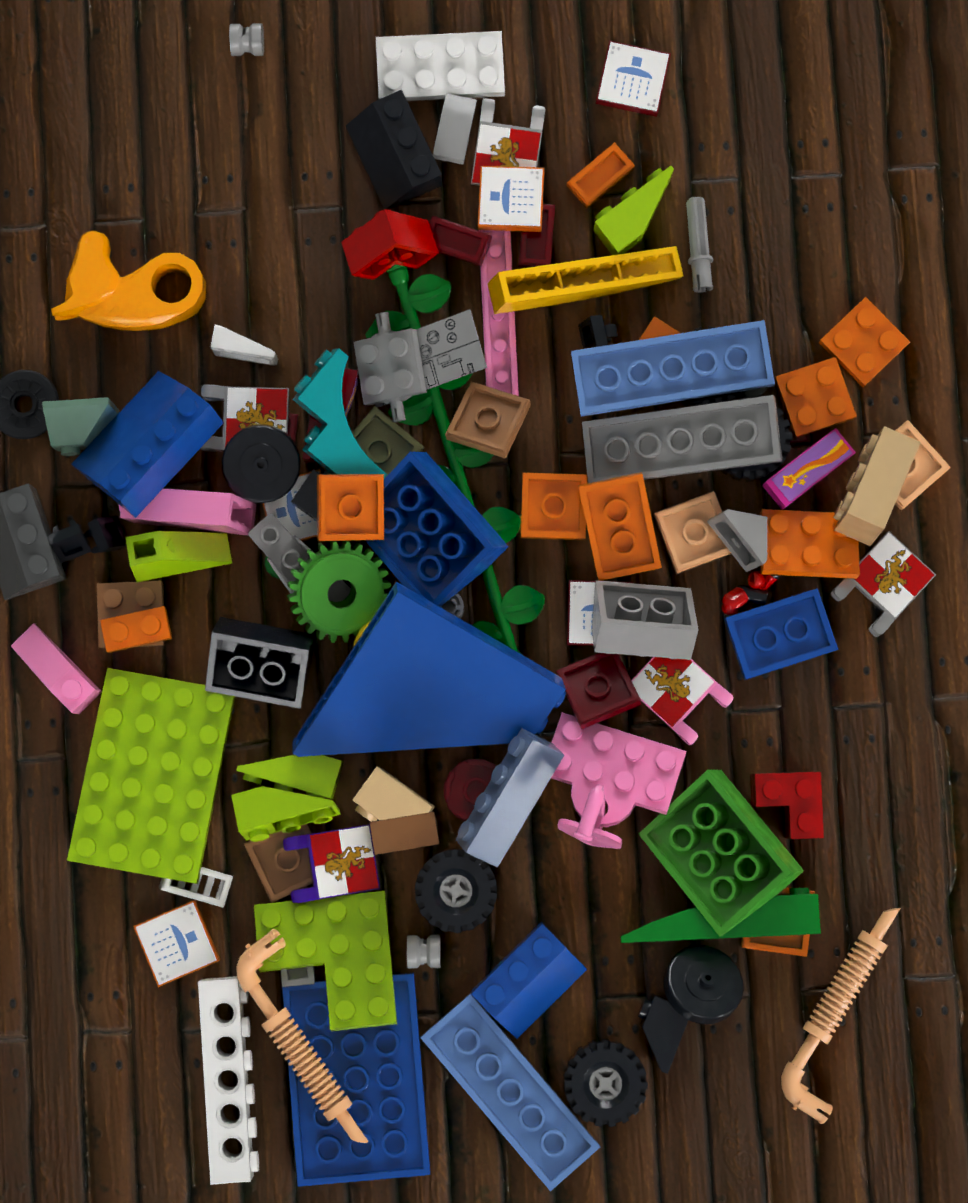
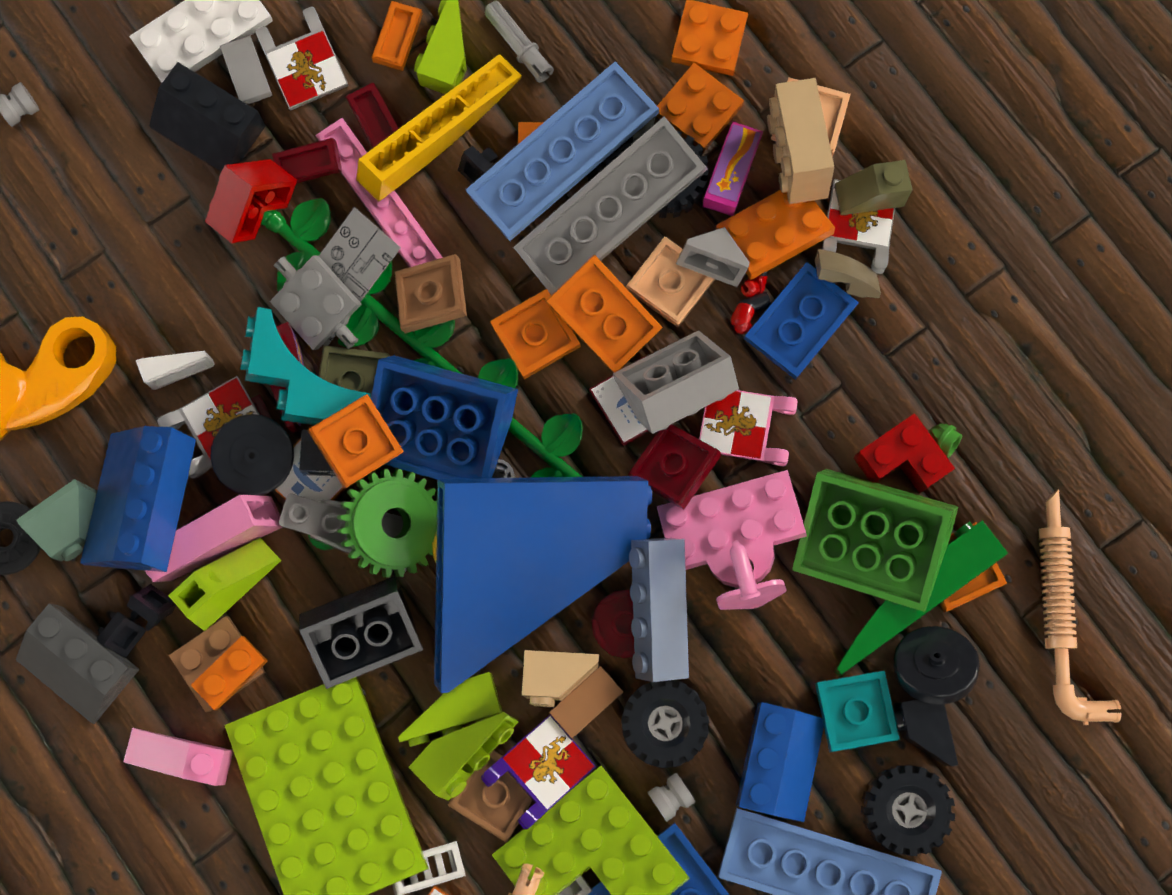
camera: 30 degrees left, 5 degrees down
(511, 198) = (332, 98): white tile -> none
(616, 980) = (857, 711): none -> teal plate
(834, 807) = (946, 438): none -> bright green plate
(851, 626) = (858, 277): none -> dark tan slope
(914, 562) = (874, 188): none -> olive slope

